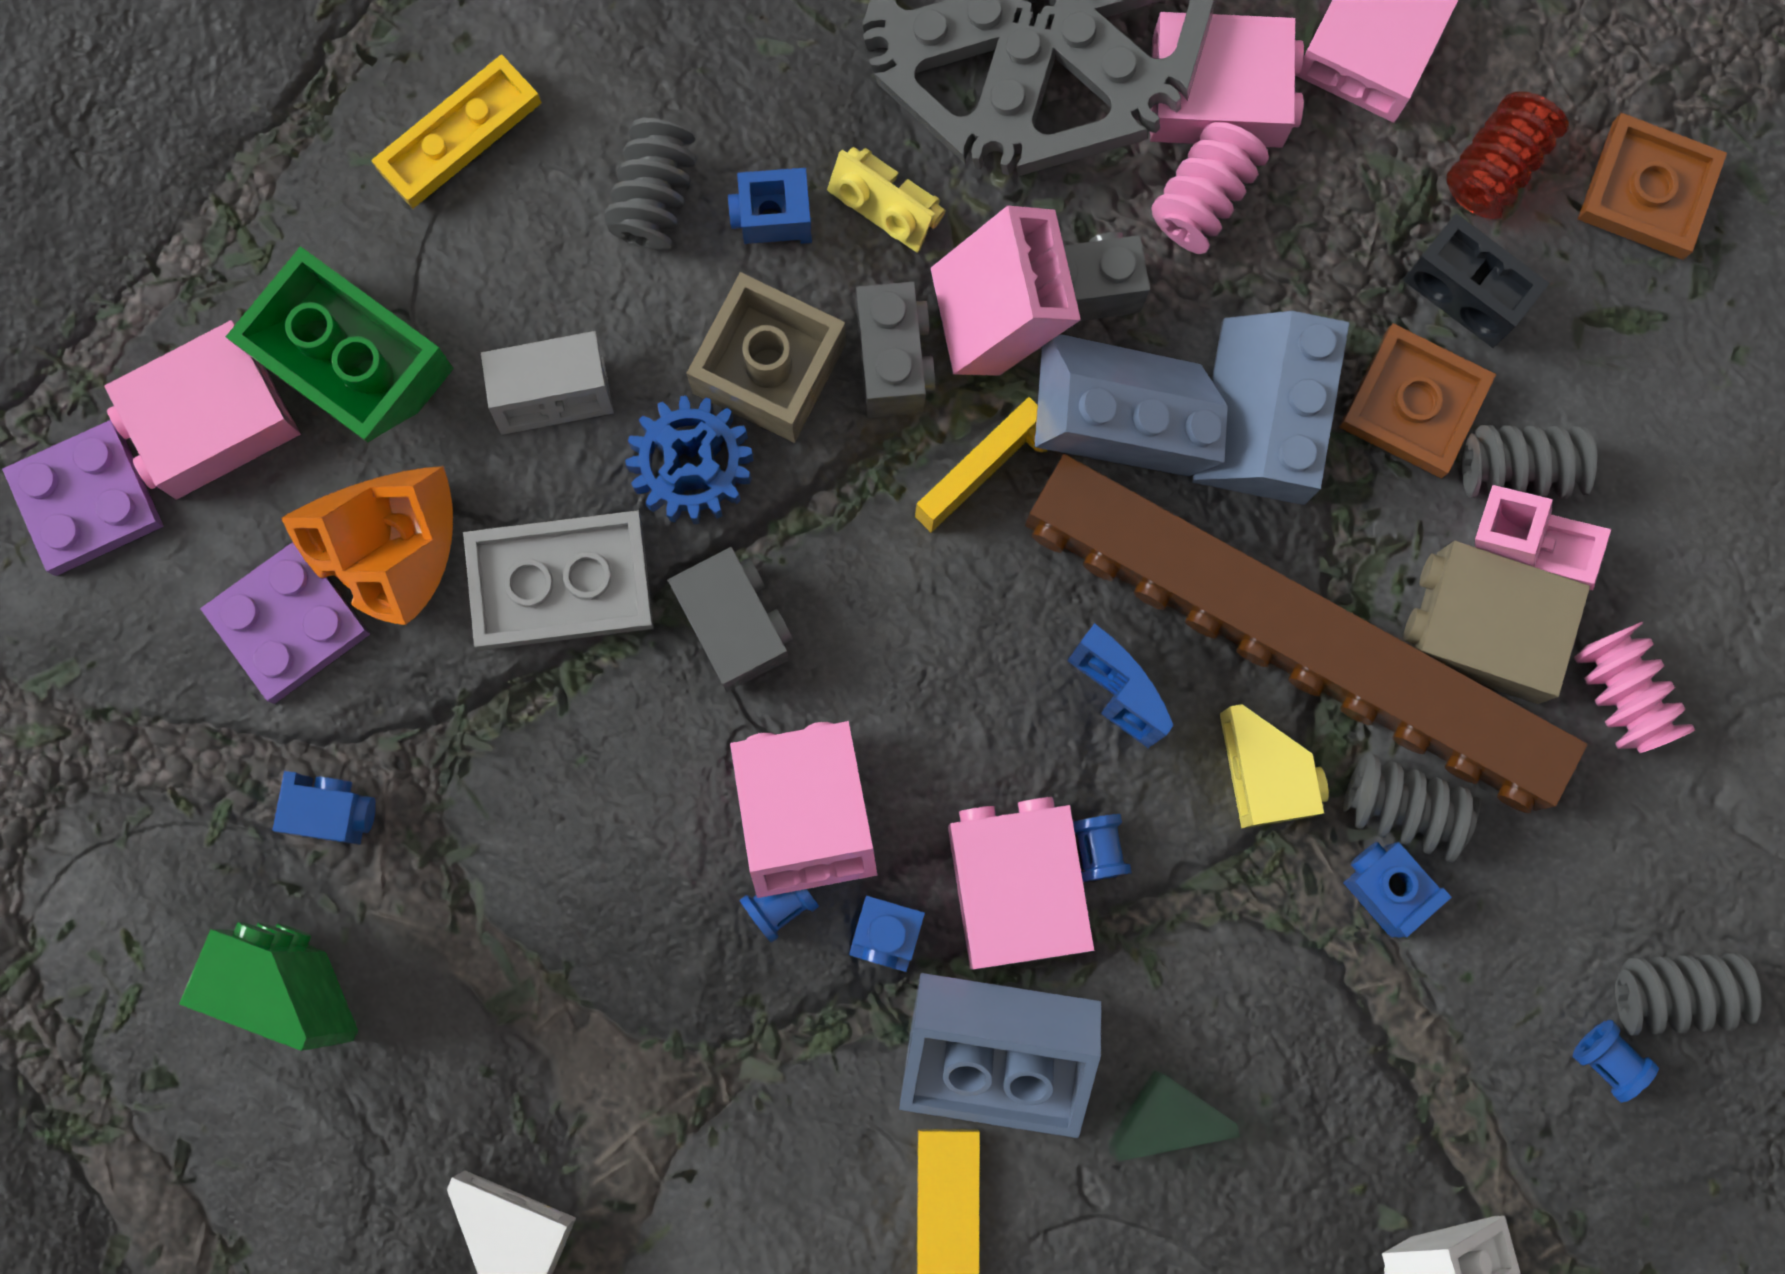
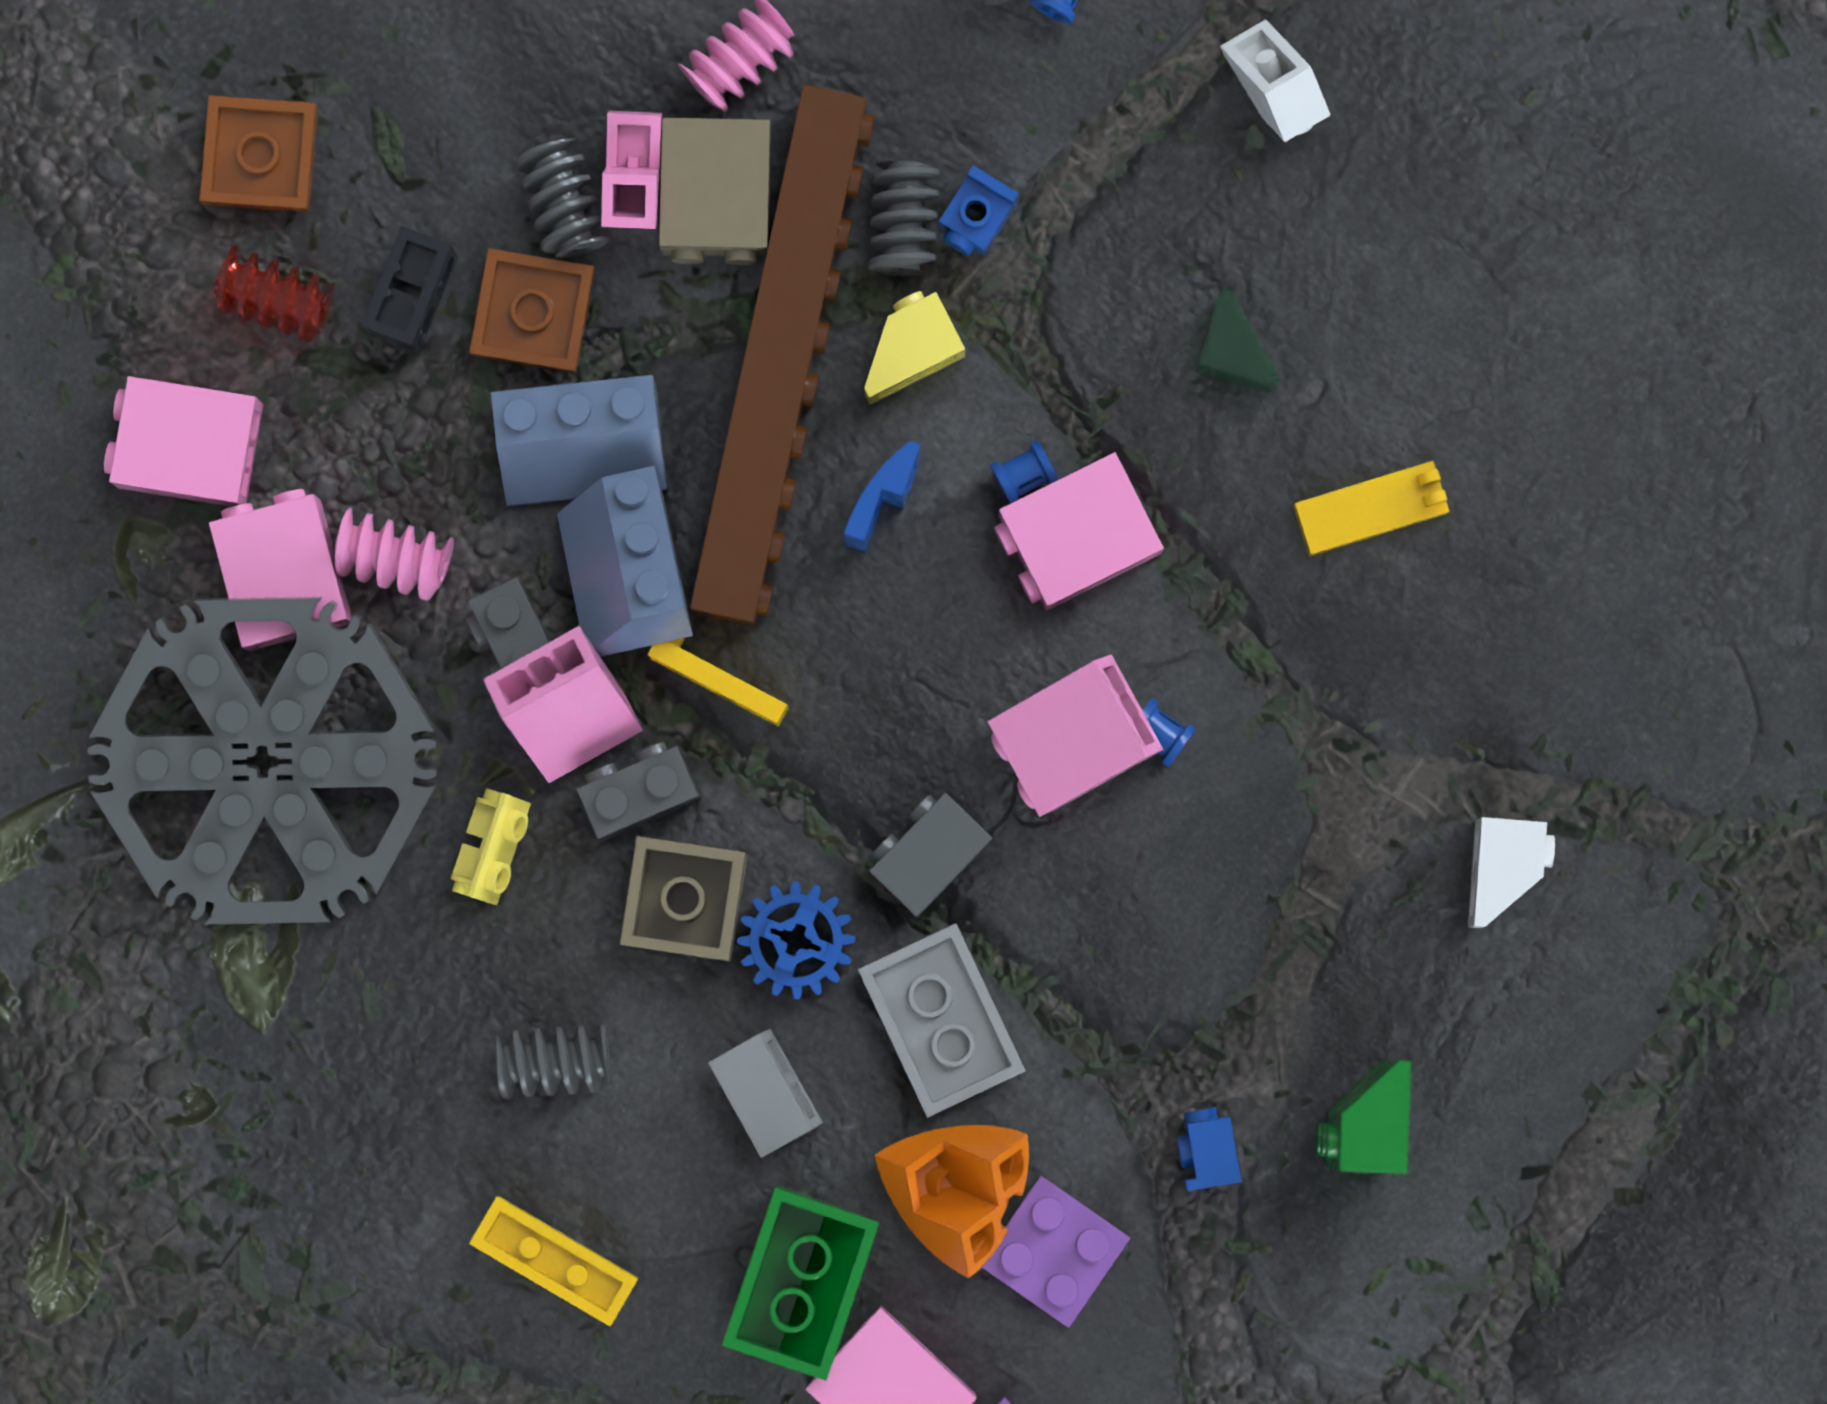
camera: 100 degrees left, 5 degrees up
(771, 189) = (520, 932): blue brick -> none
(886, 933) = (1156, 632): blue brick -> none
(1001, 1055) = (1226, 504): sand blue slope -> none

